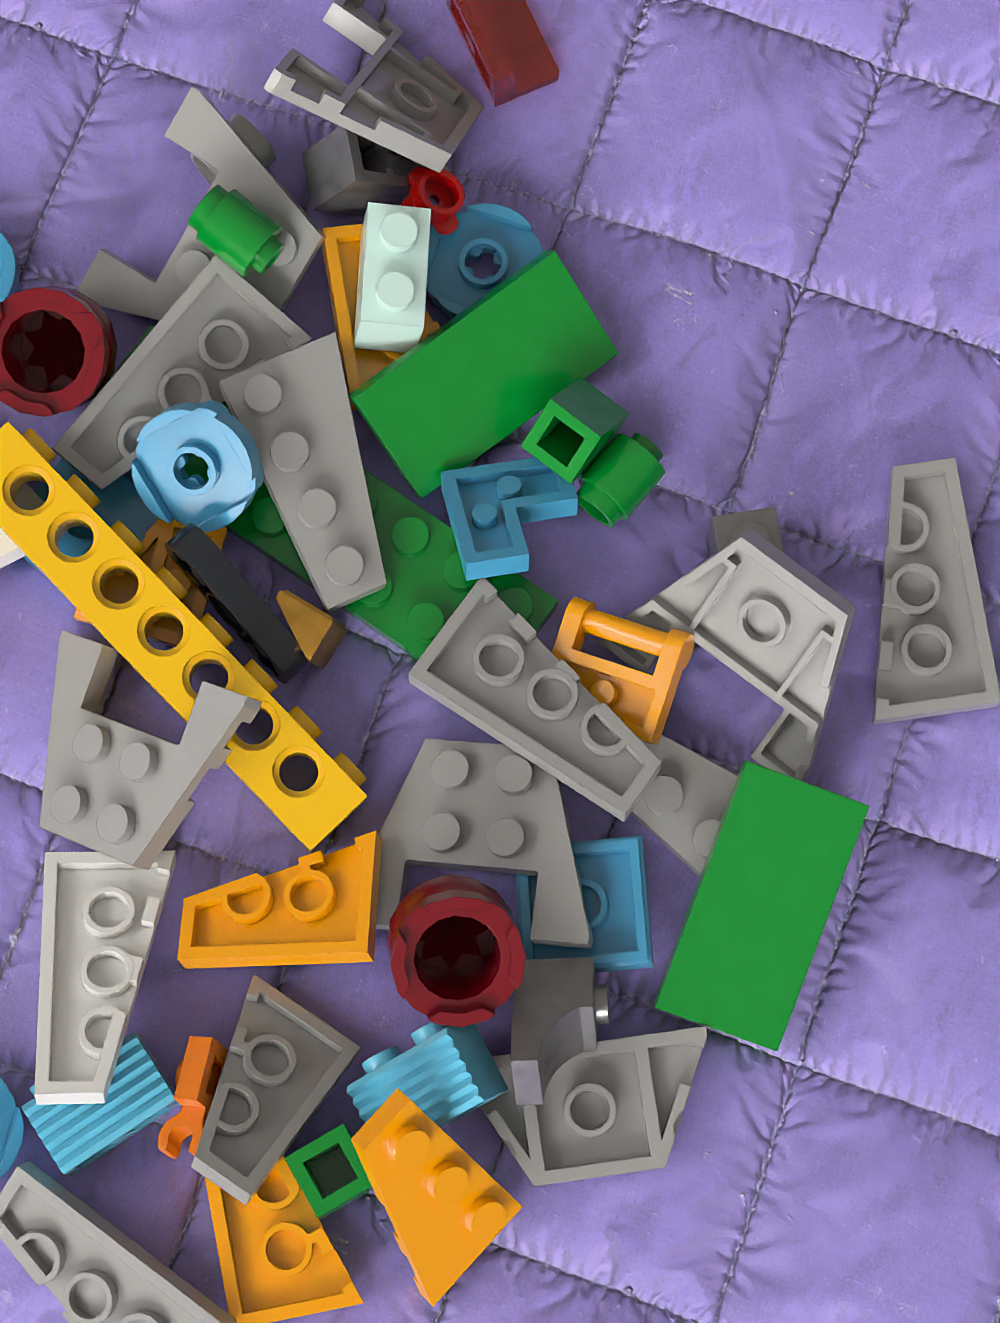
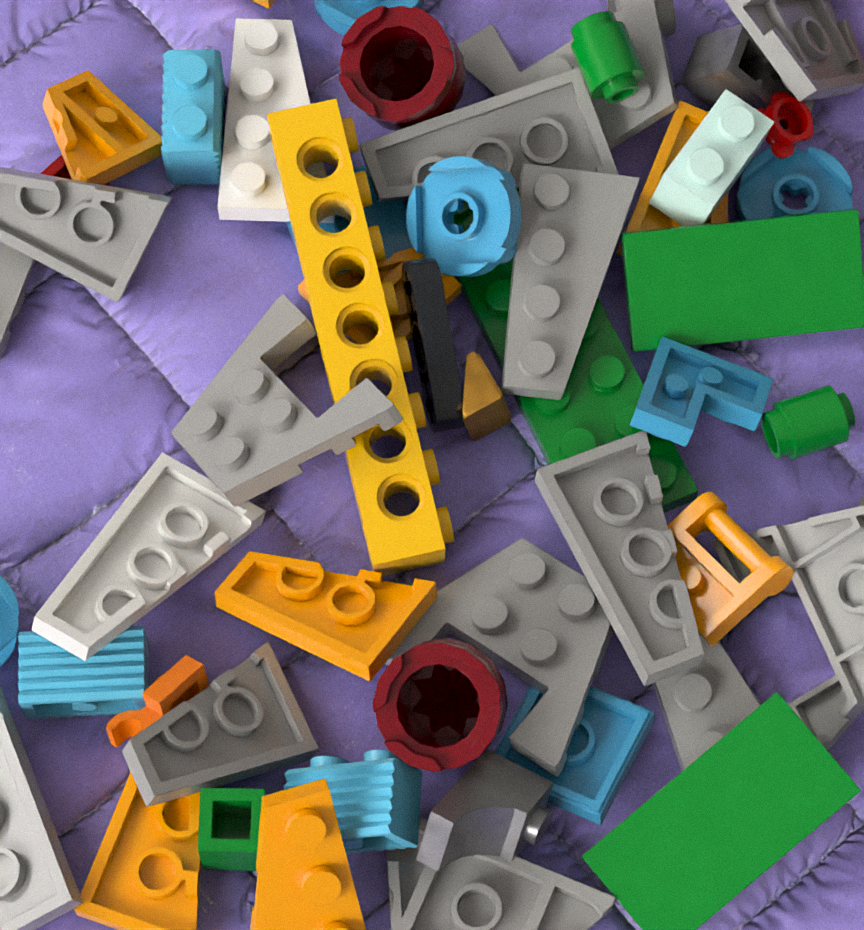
camera: 30 degrees right, 10 degrees down
(574, 429) = (792, 359): green brick -> none

